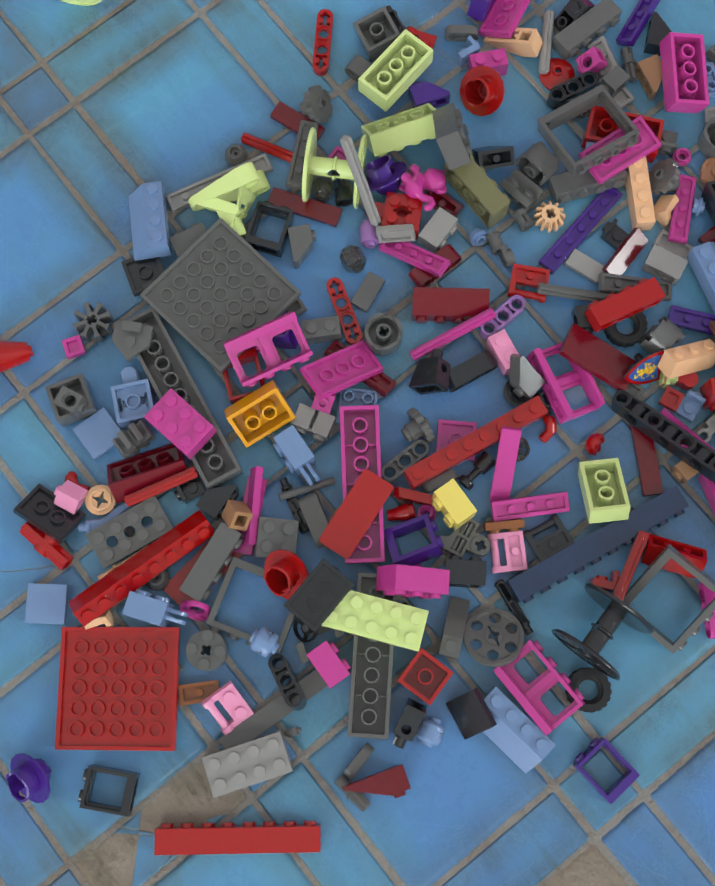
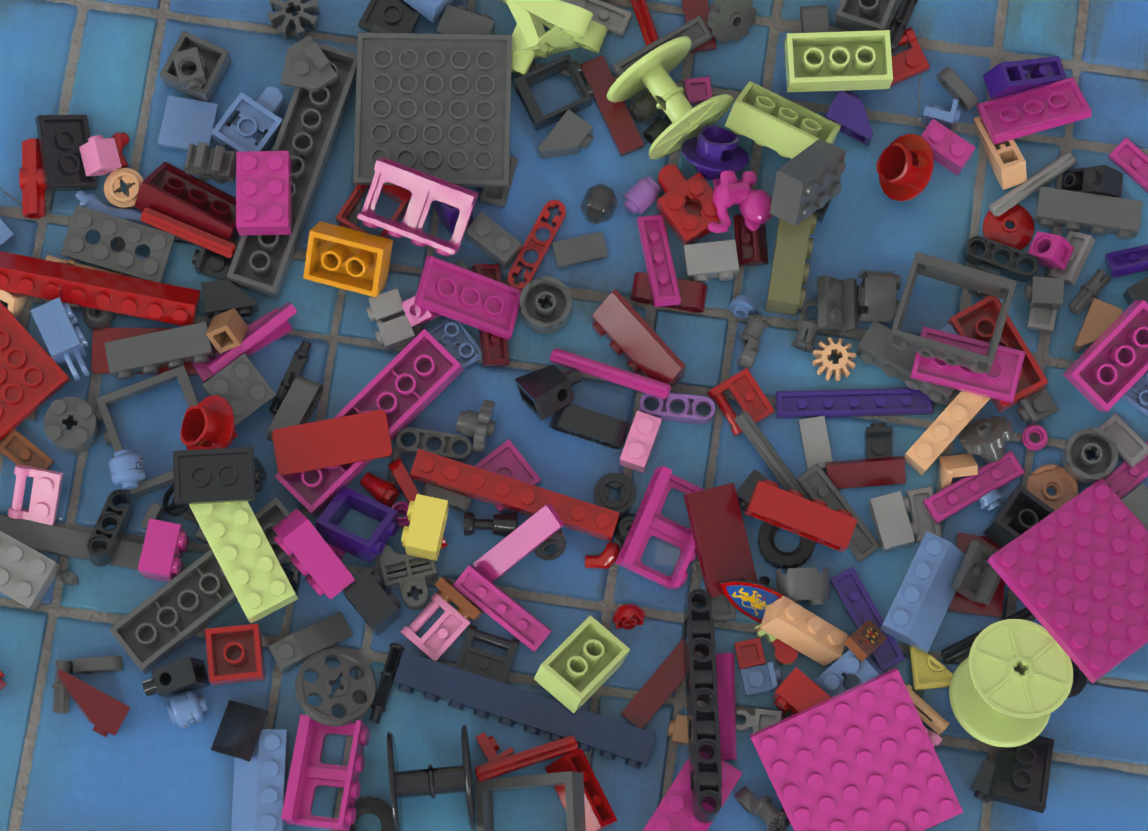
camera: 45 degrees right, 0 degrees up
(73, 347) = (251, 18): dark pink plate -> none
(198, 615) = (96, 366): dark pink piece -> none
(296, 453) = (341, 331): medium blue brick -> none
(306, 488) = (318, 374): dark grey bar -> none
(360, 179) = (667, 136): light grey axle -> none
(395, 233) = (663, 221): light grey tile -> none
(494, 156) = (842, 244): black slope -> none
(524, 377) = (626, 483): slope -> none

